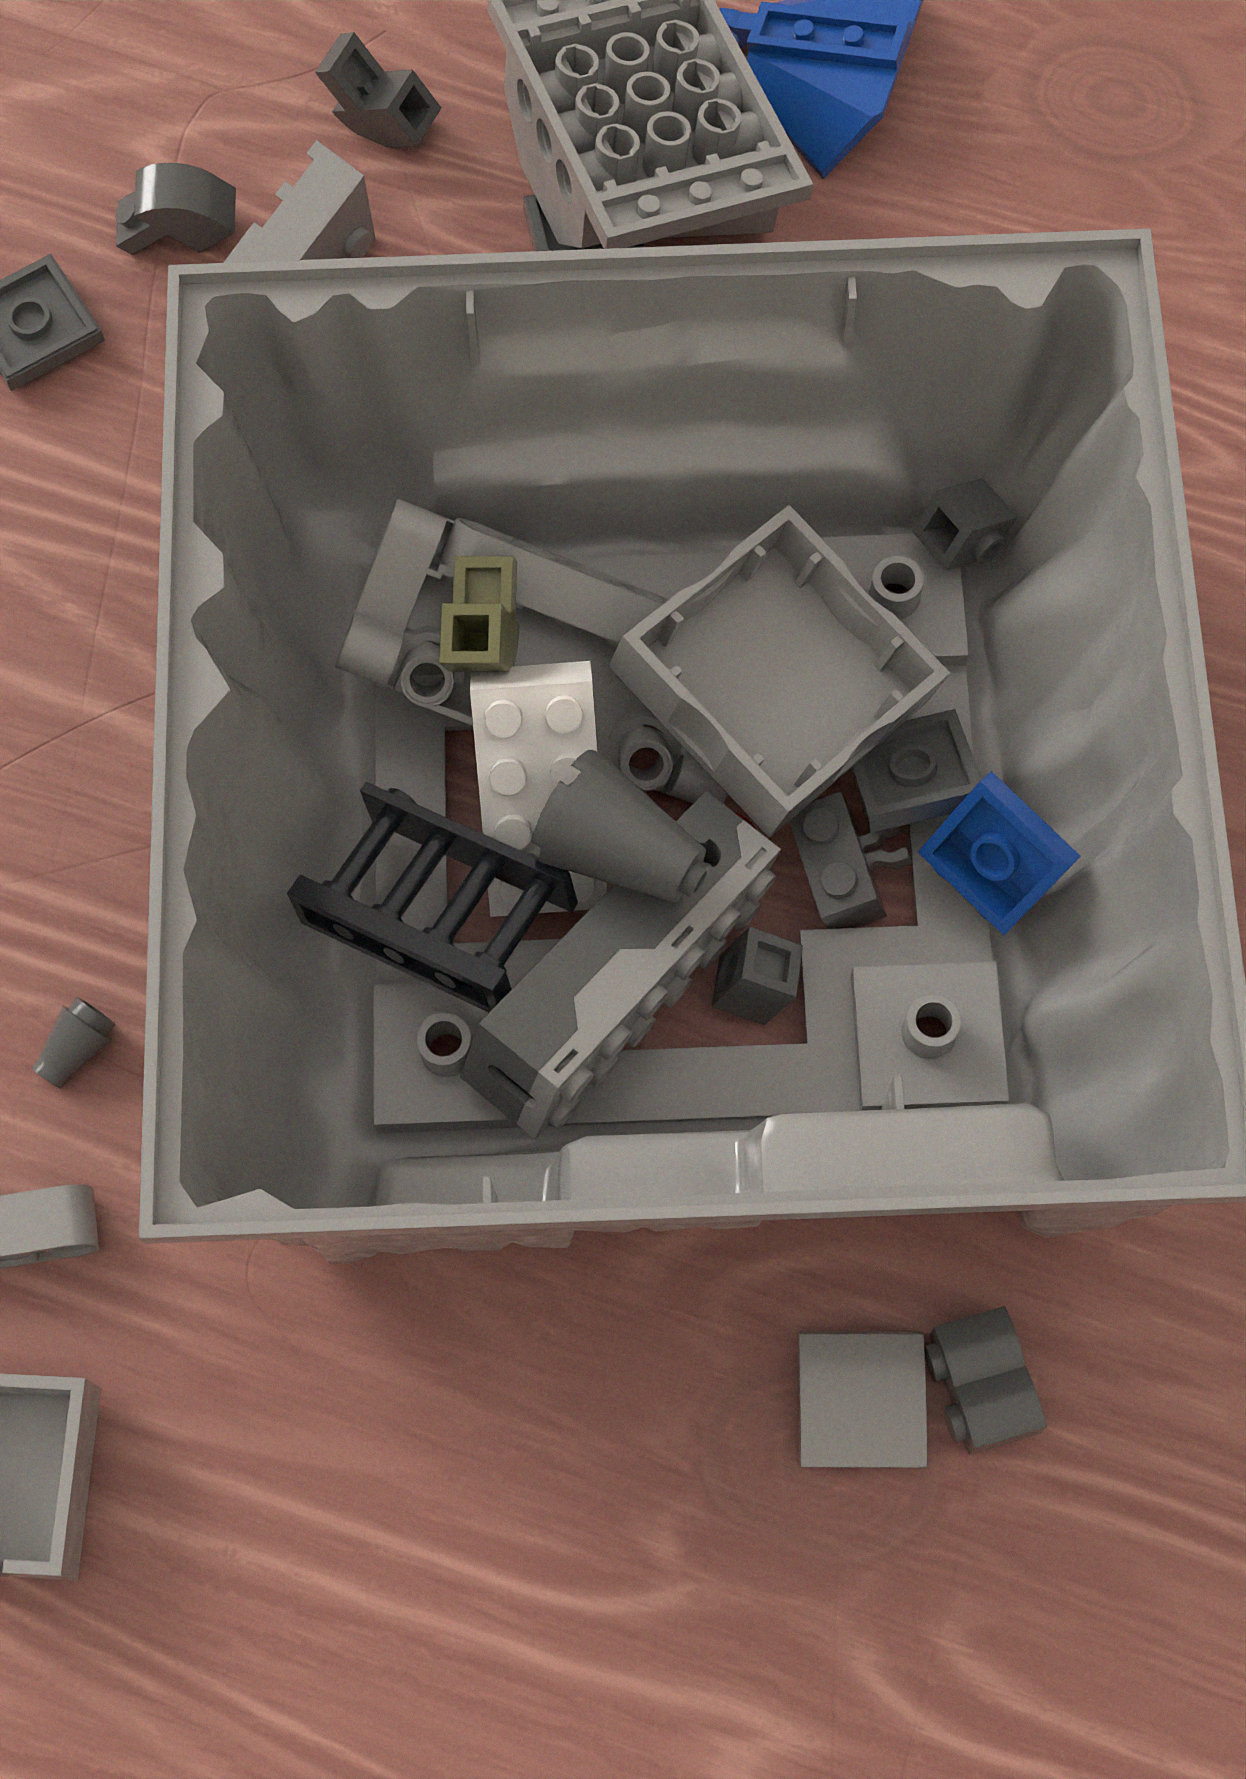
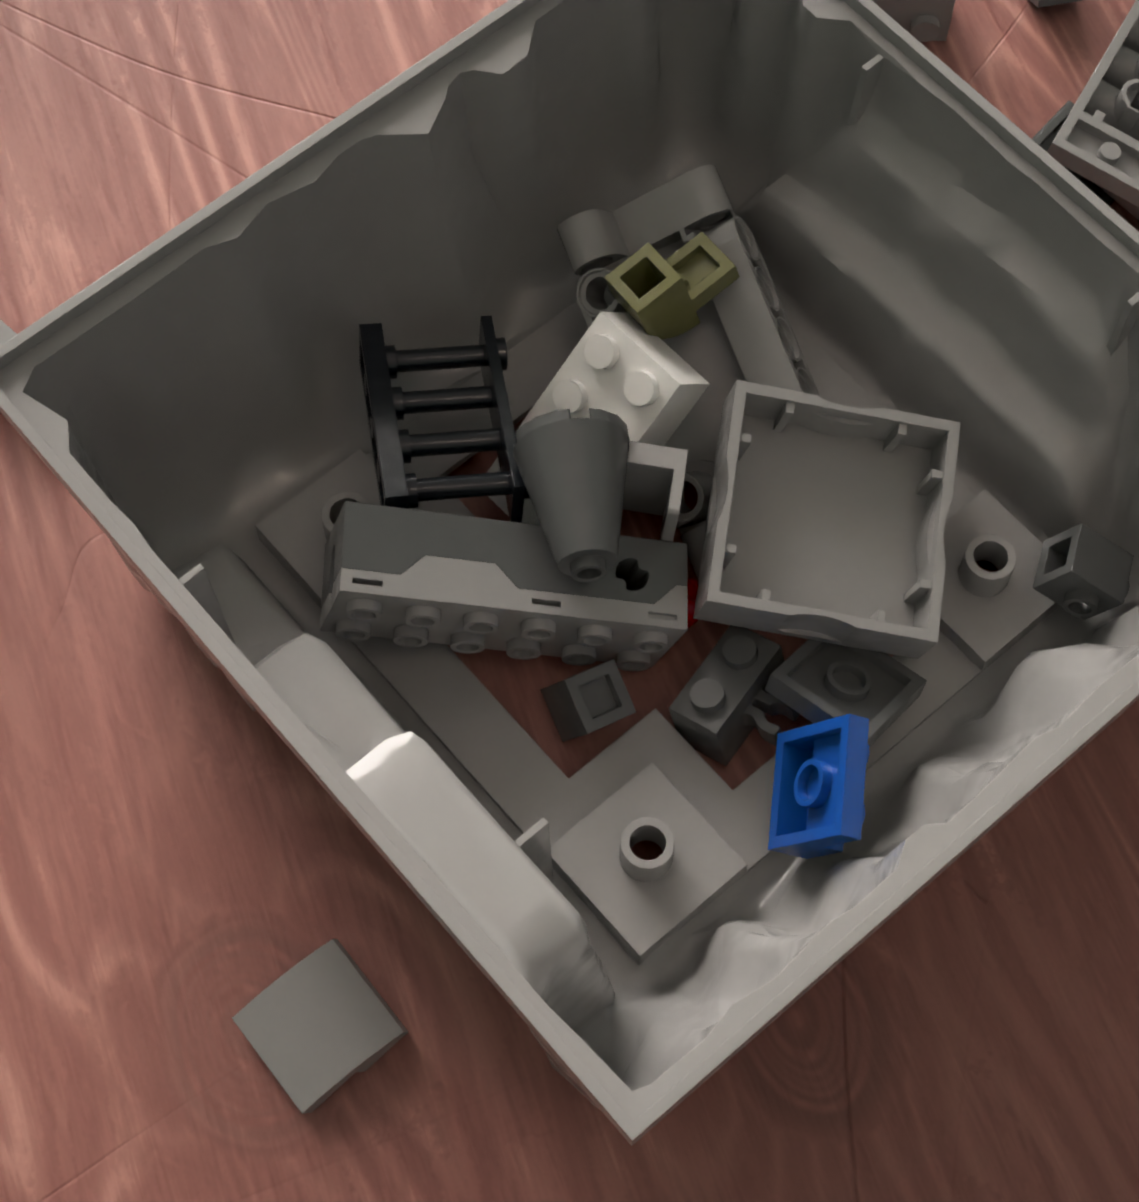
camera: 50 degrees right, 5 degrees down
(661, 768) = (656, 483): none -> light grey panel
(985, 1381) = (403, 1107): dark grey brick -> none

